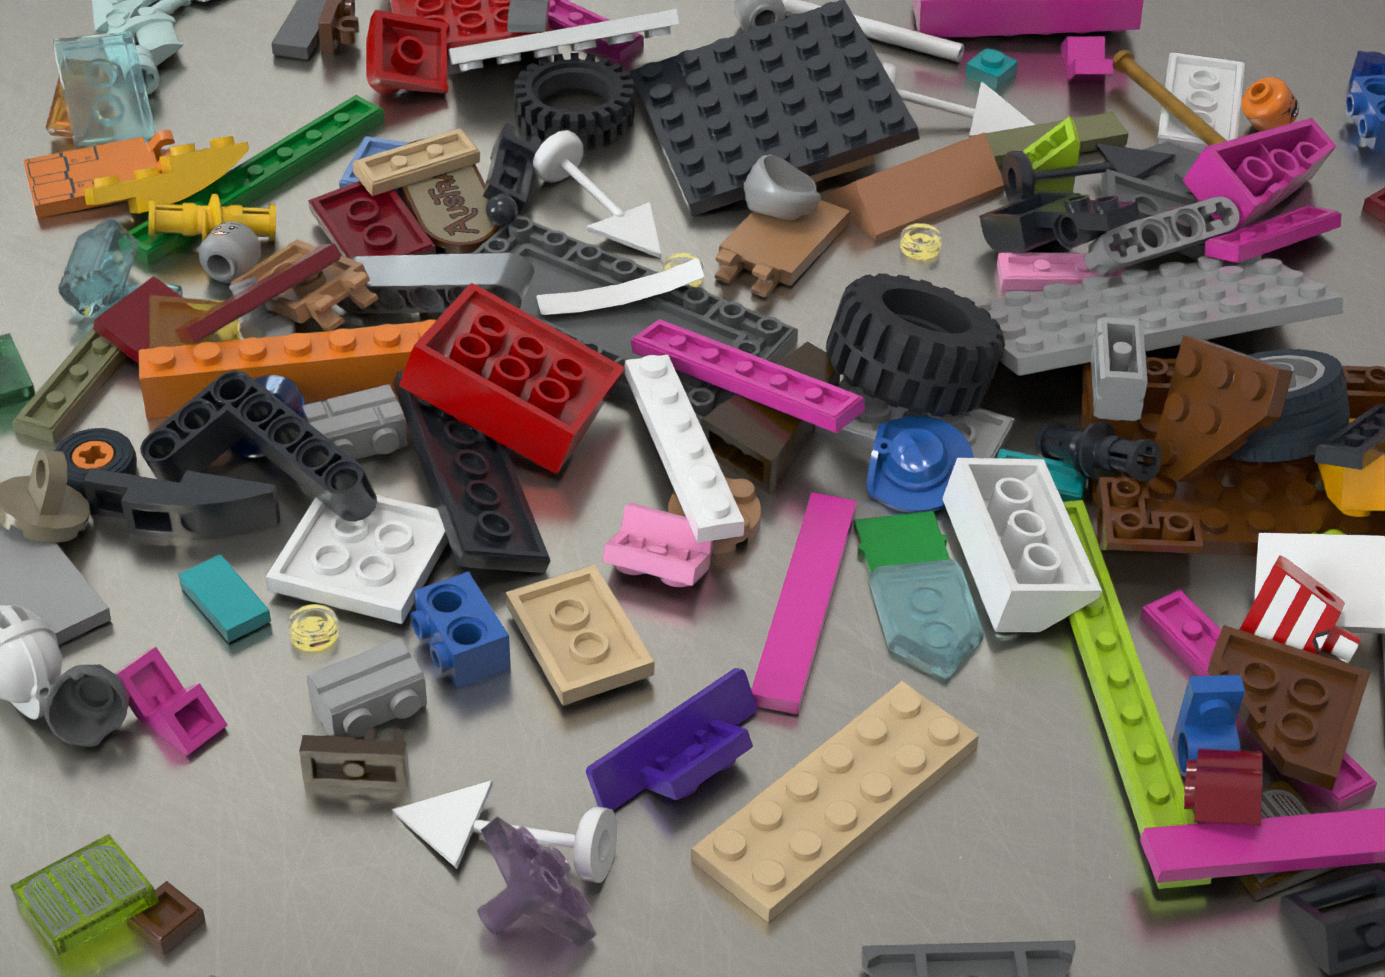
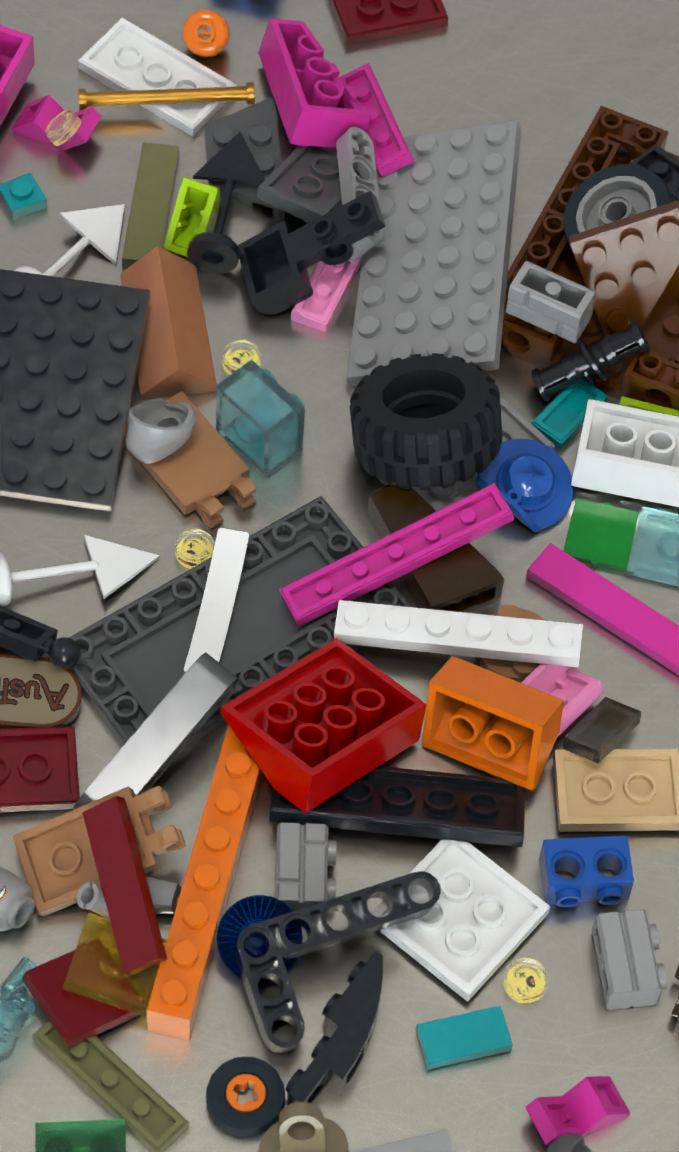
camera: 70 degrees left, 15 degrees up
(591, 491) = (491, 722): none -> orange slope
(640, 594) = (601, 730): none -> clear smoke tile
(841, 245) = (260, 418): none -> clear light blue brick
(1068, 53) = (62, 127): none -> clear tile

